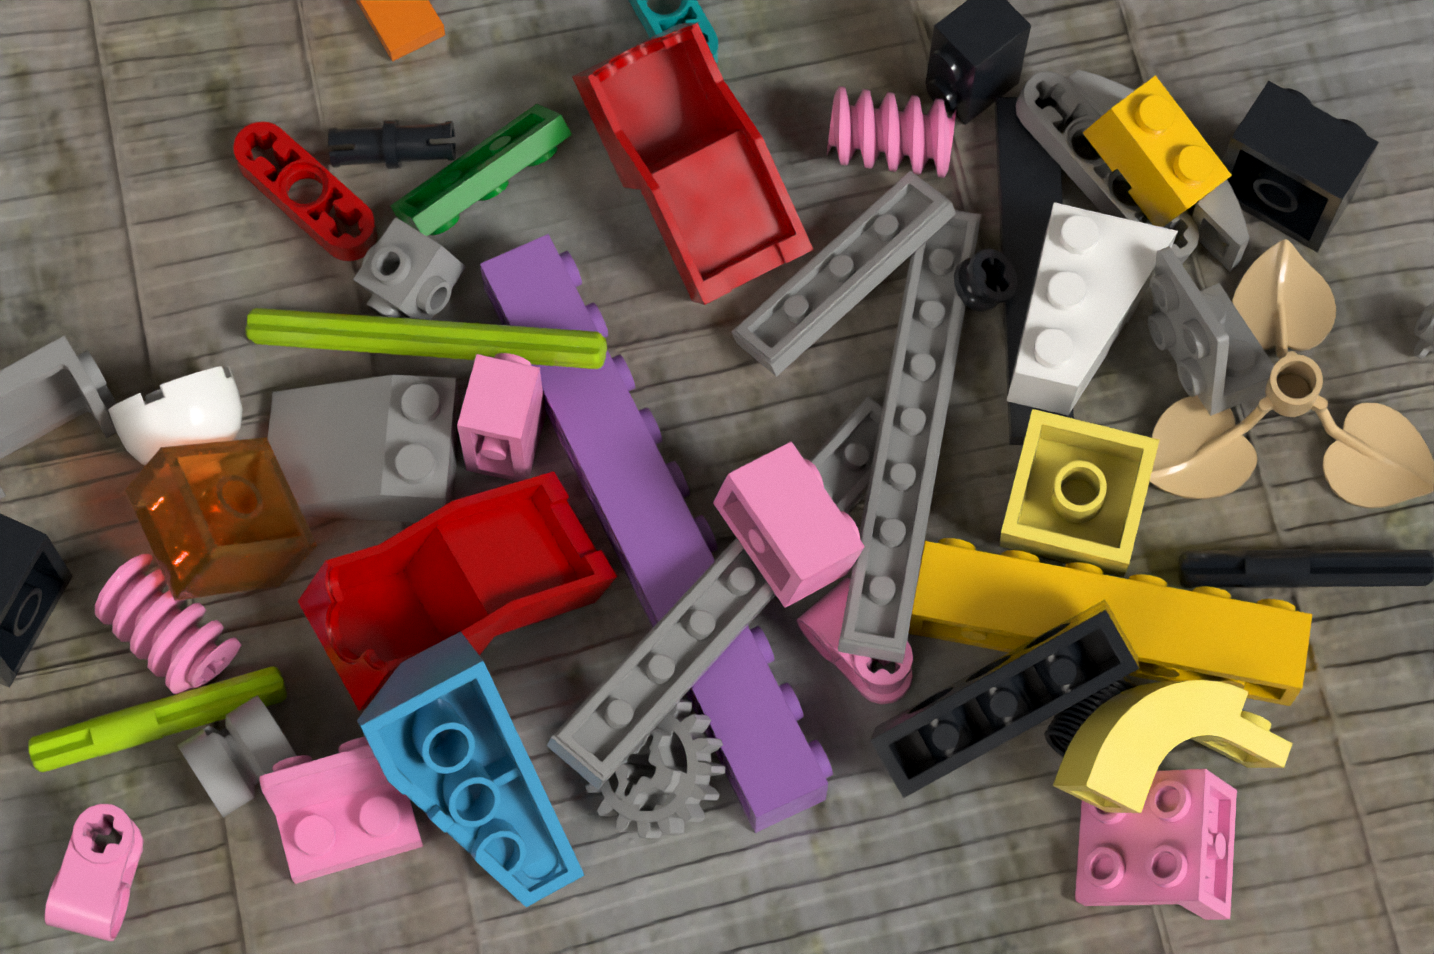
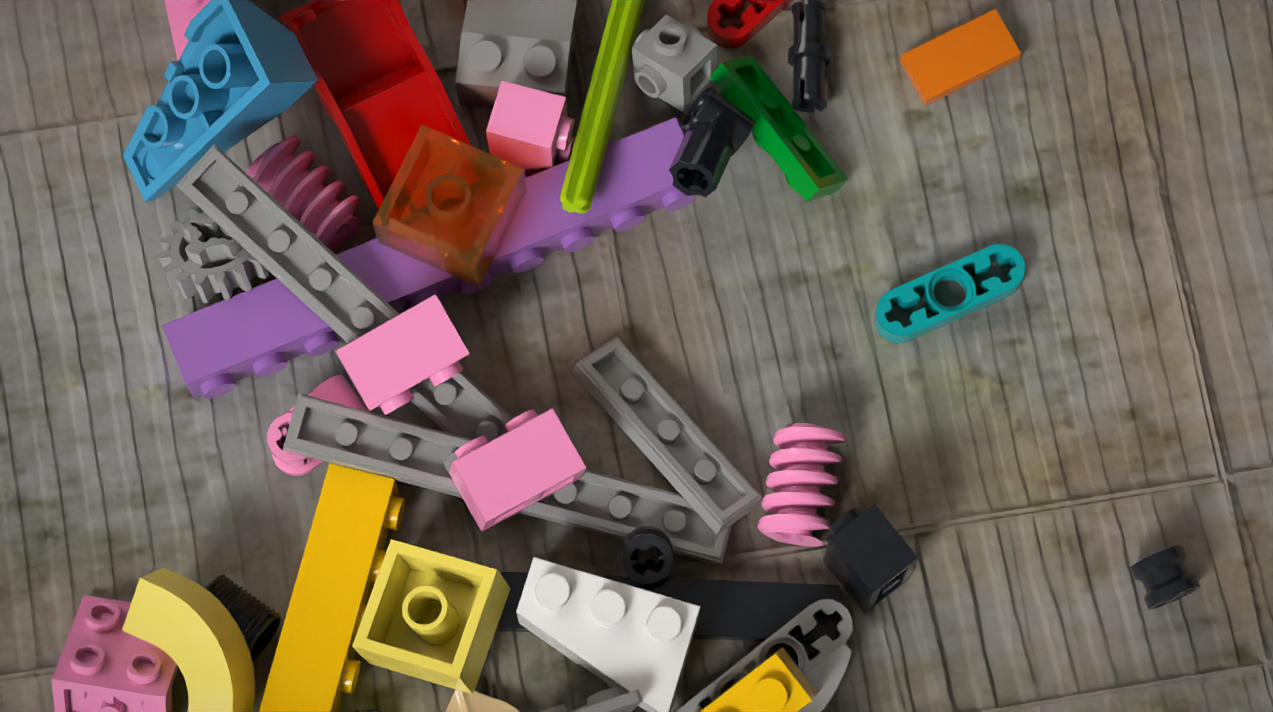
camera: 95 degrees right, 5 degrees up
(505, 216) = (712, 136): none -> black piece
(571, 671) = (304, 194): none -> bright pink piece
(610, 476) = (450, 205): none -> clear orange brick
(695, 160) = (770, 297): red piece -> none
(912, 399) = (516, 467): none -> bright pink brick
(1004, 698) = (240, 532): black brick -> none

